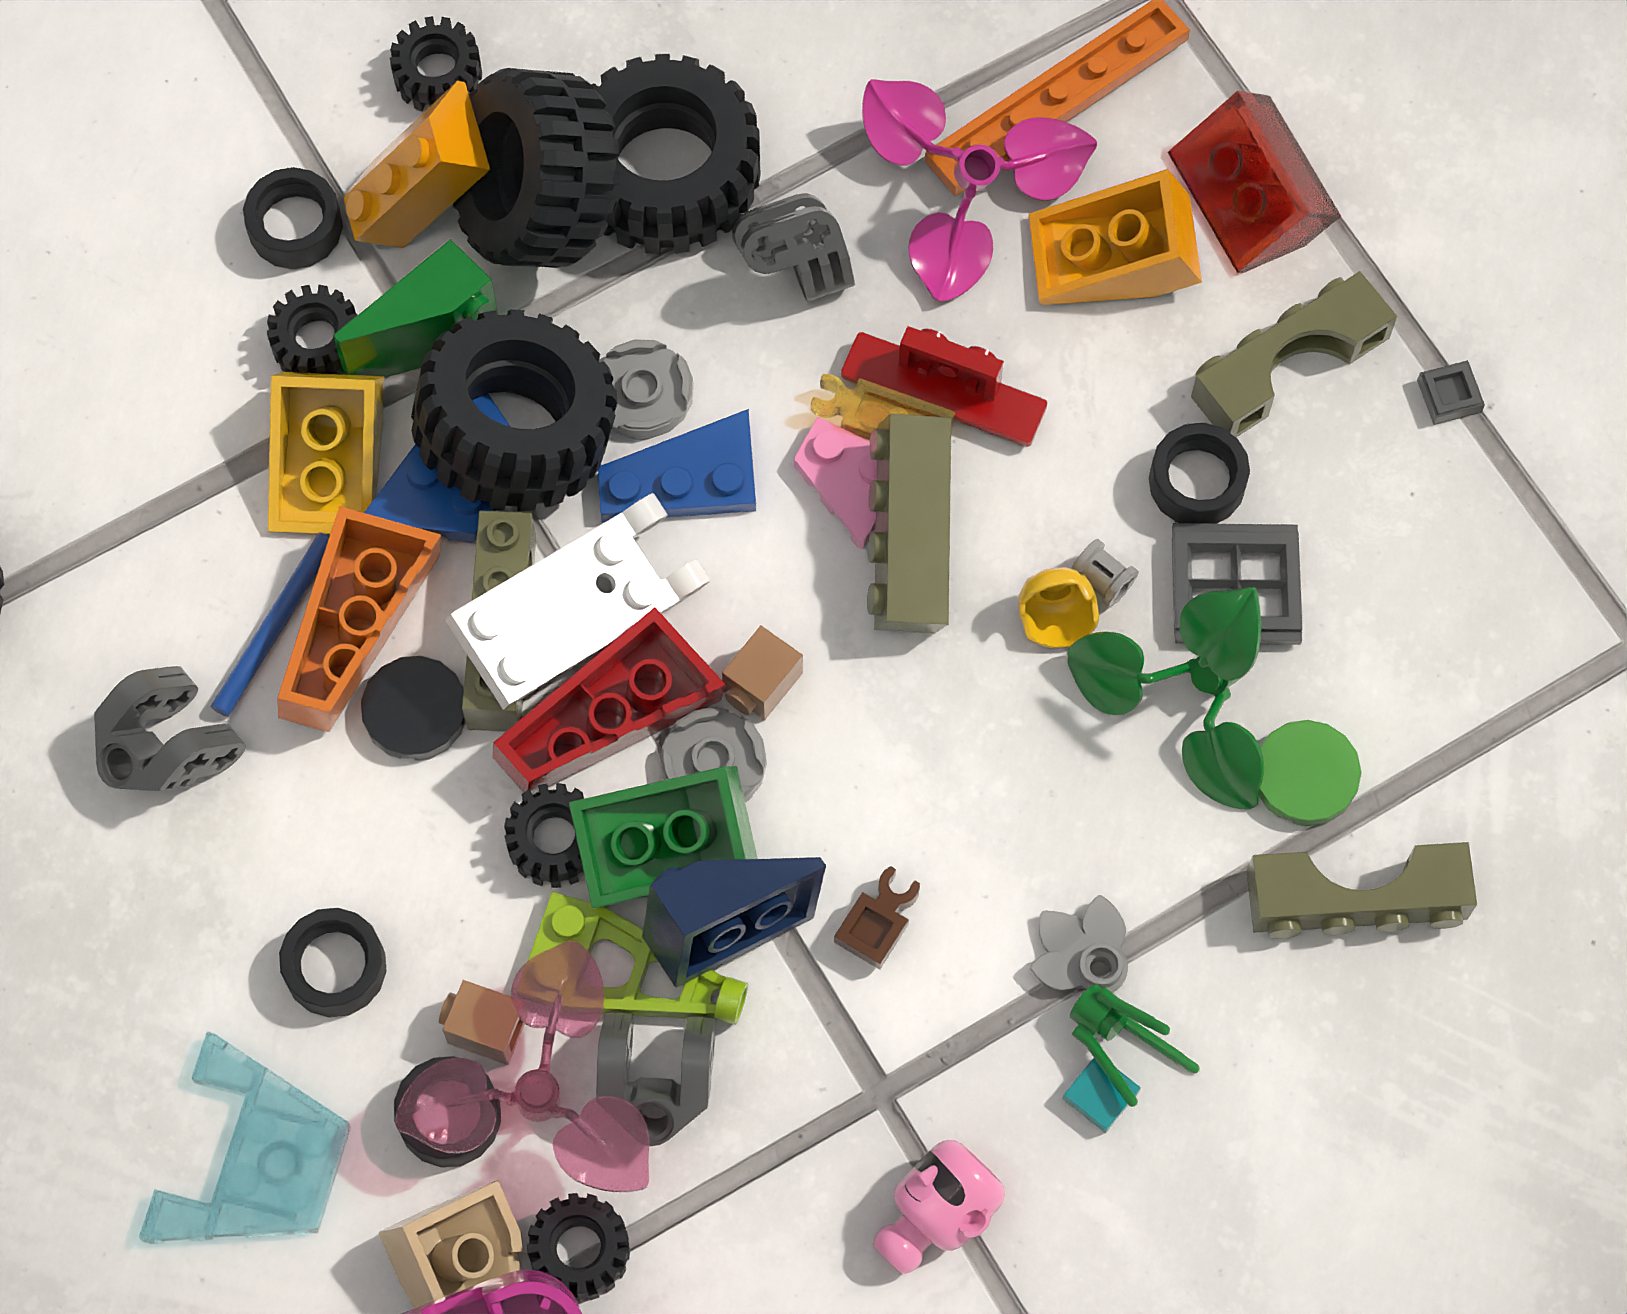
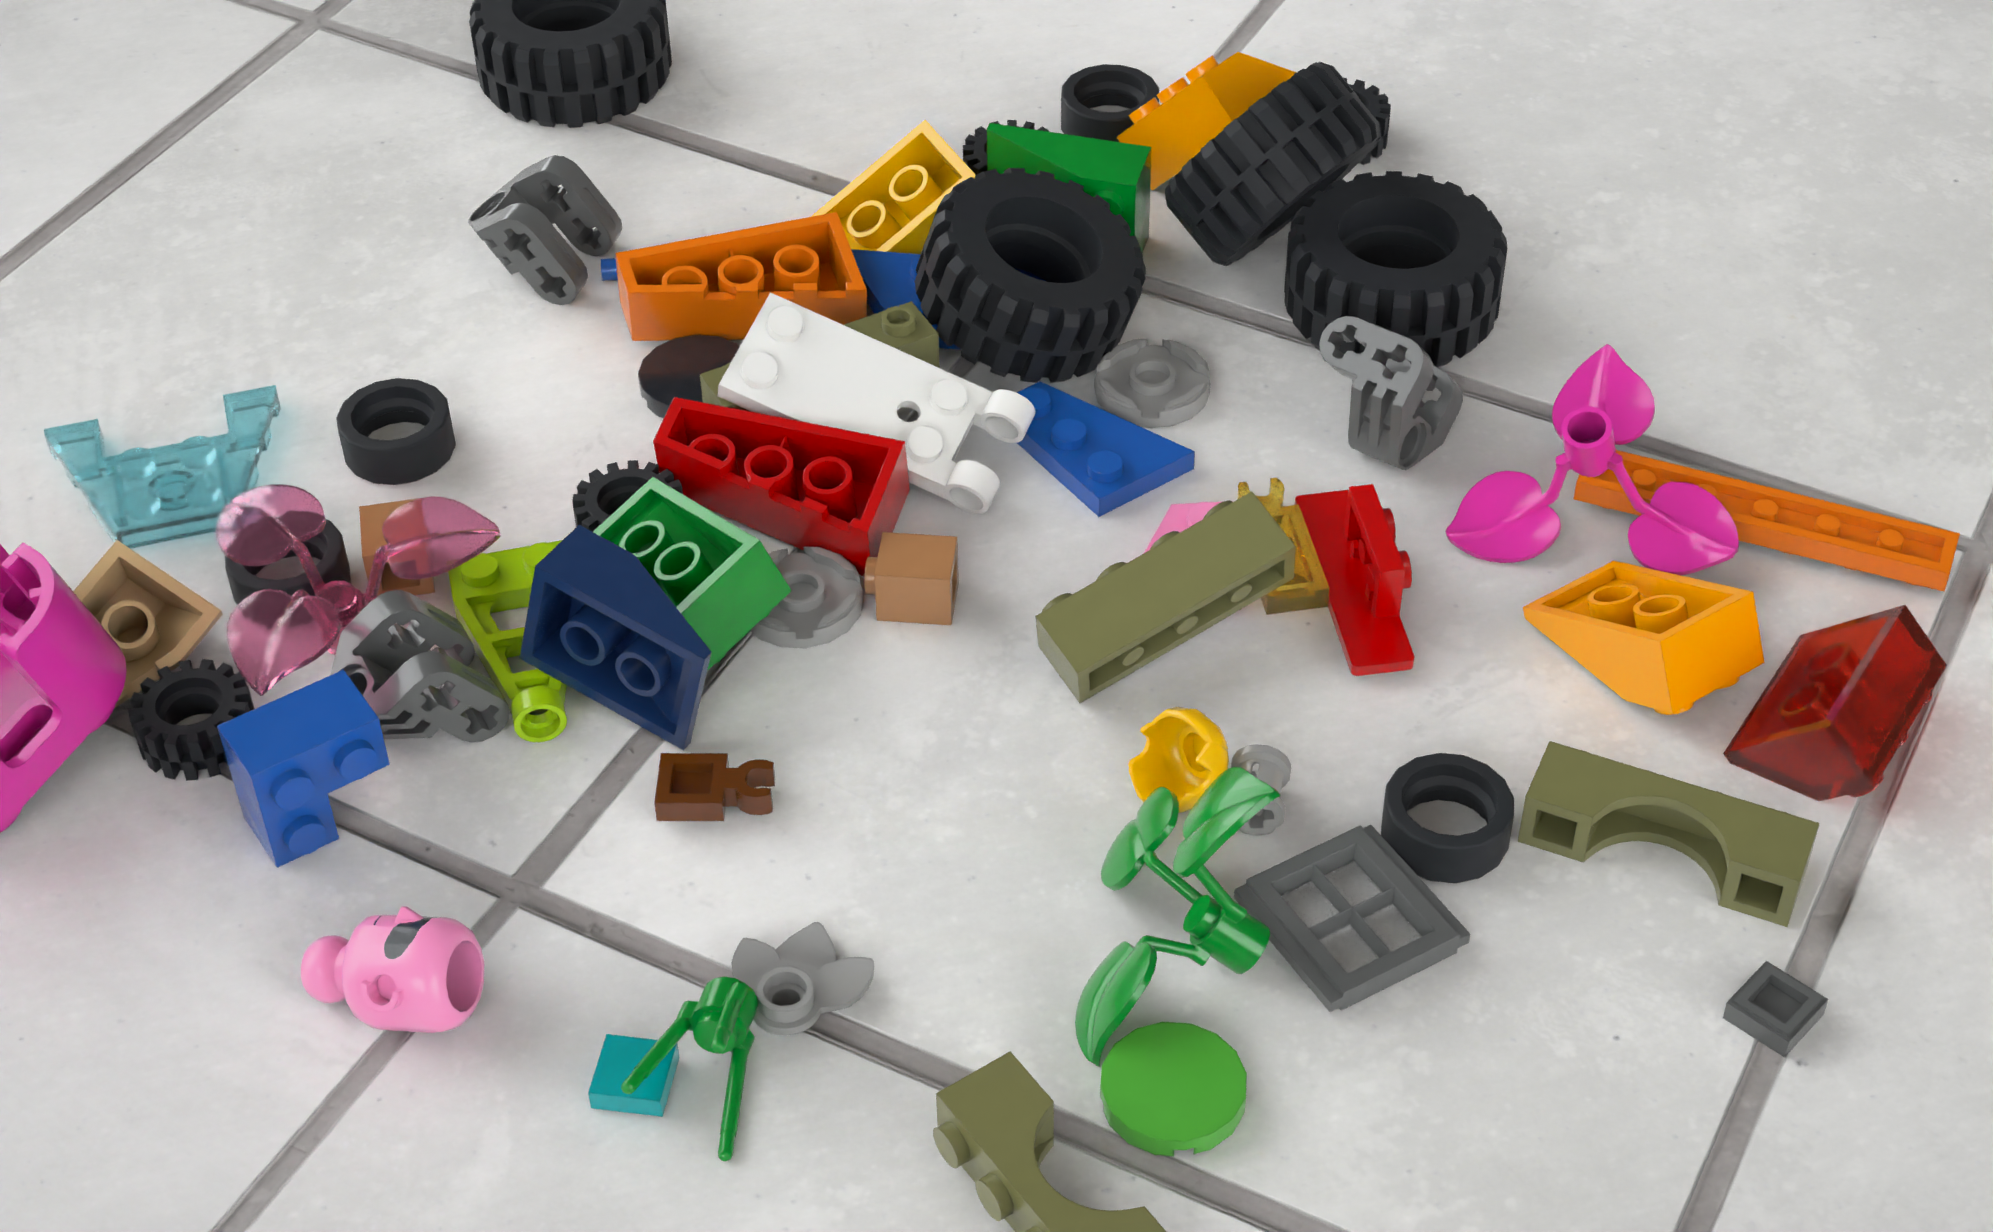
camera: 60 degrees right, 25 degrees down
(716, 1182) = (297, 753): none -> blue brick

